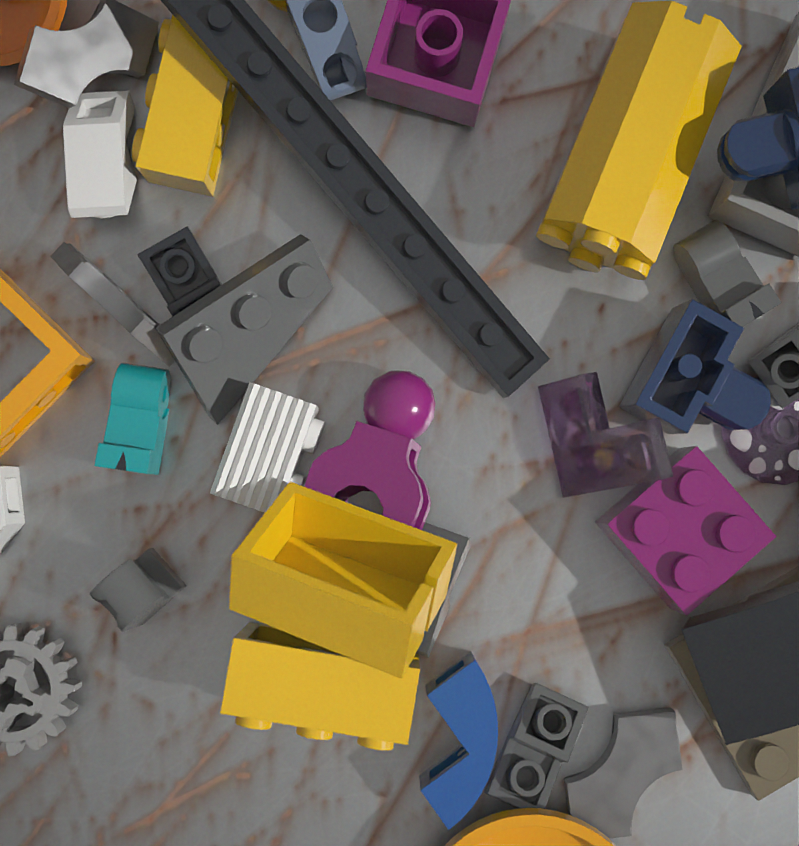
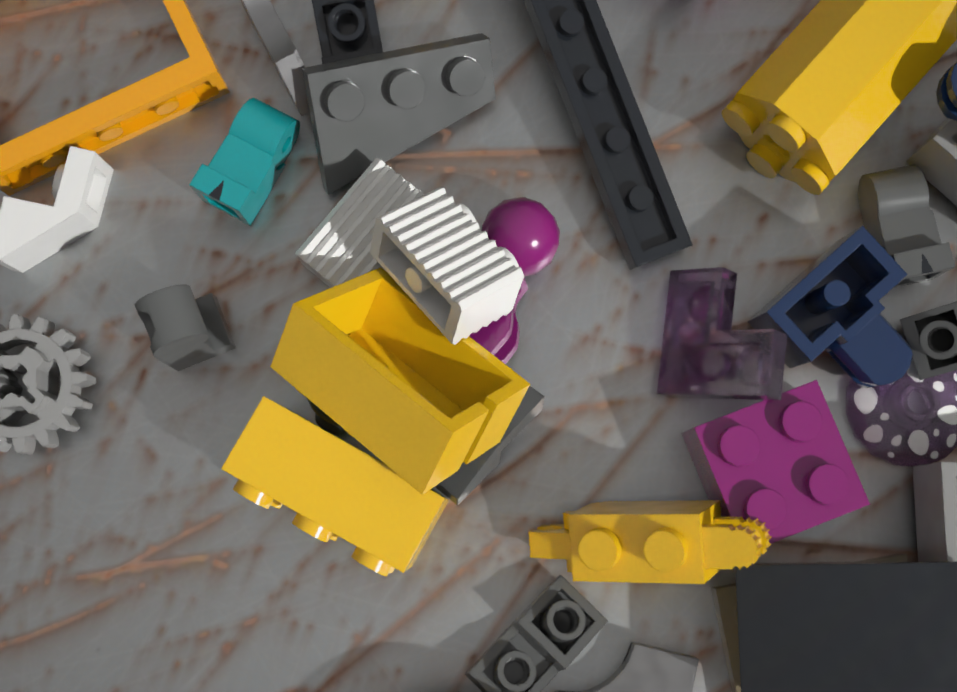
camera: 25 degrees right, 5 degrees down
(348, 462) = (447, 264): none -> white brick
(470, 711) = (481, 579): blue brick -> none
(603, 633) = (650, 541): none -> yellow hinge

